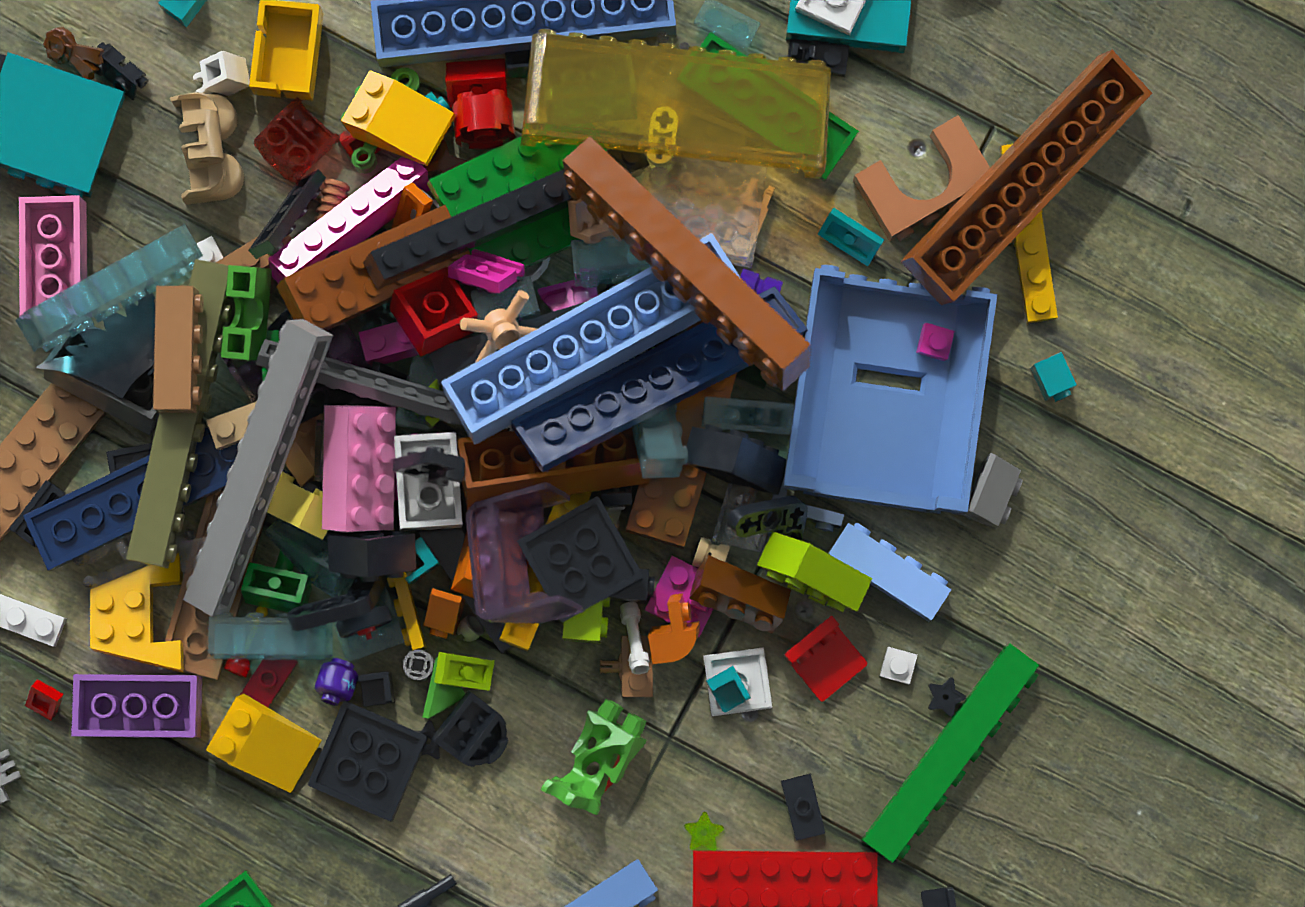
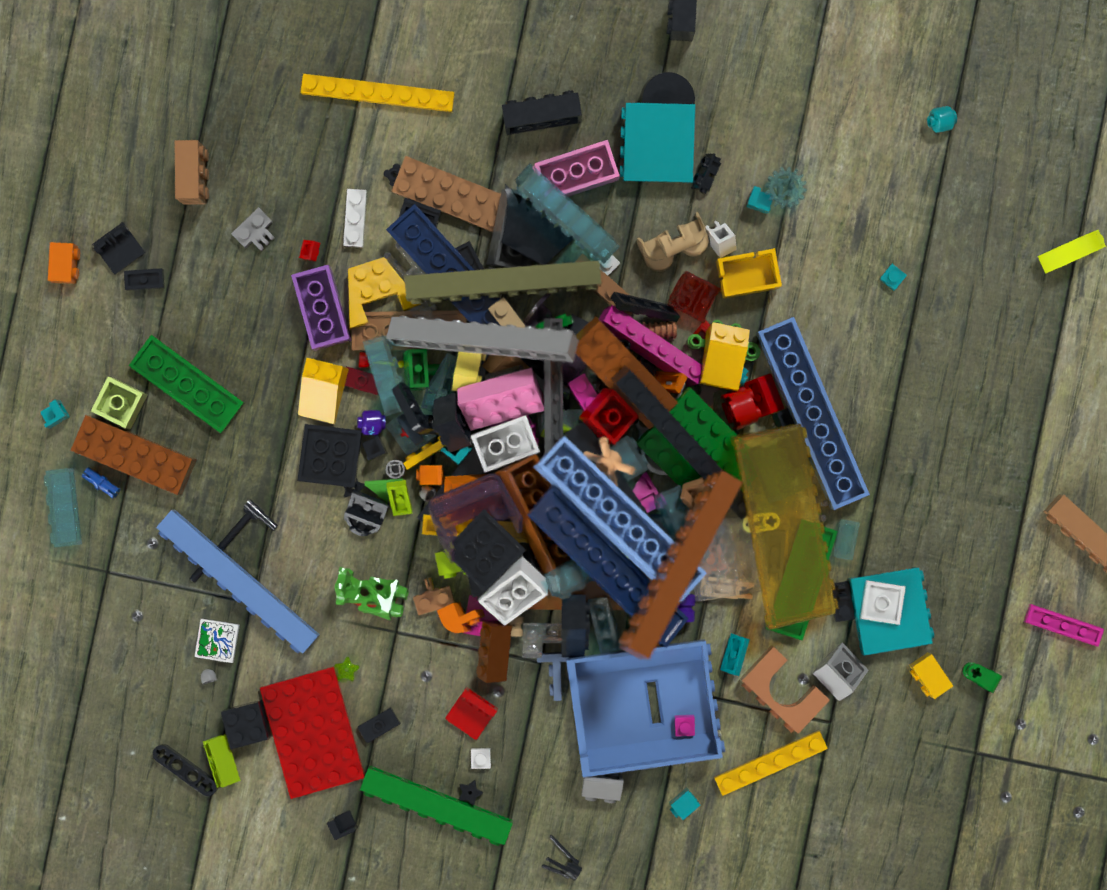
camera: 75 degrees right, 5 degrees up
(63, 49) = (709, 136): reddish brown piece -> none
(177, 349) = (539, 267): medium nougat brick -> none
(251, 296) = (589, 300): bright green arch -> none
(432, 463) = (514, 447): black plate -> none
(486, 271) = (642, 441): dark pink plate -> none
(630, 617) = (436, 601): white bar -> none
(657, 532) = (514, 591): none -> white slope
(728, 689) = (435, 660): teal panel -> none
(753, 672) = (442, 663): white tile -> none
(787, 516) = (548, 666): black beam -> none
(815, 572) = (519, 693): lime brick -> none
(891, 573) = (535, 737): light blue brick -> none
(922, 89) = (840, 672): none -> light grey slope
(1026, 177) = (802, 754): dark orange brick -> none
(1105, 577) = (570, 869): none -> black plant

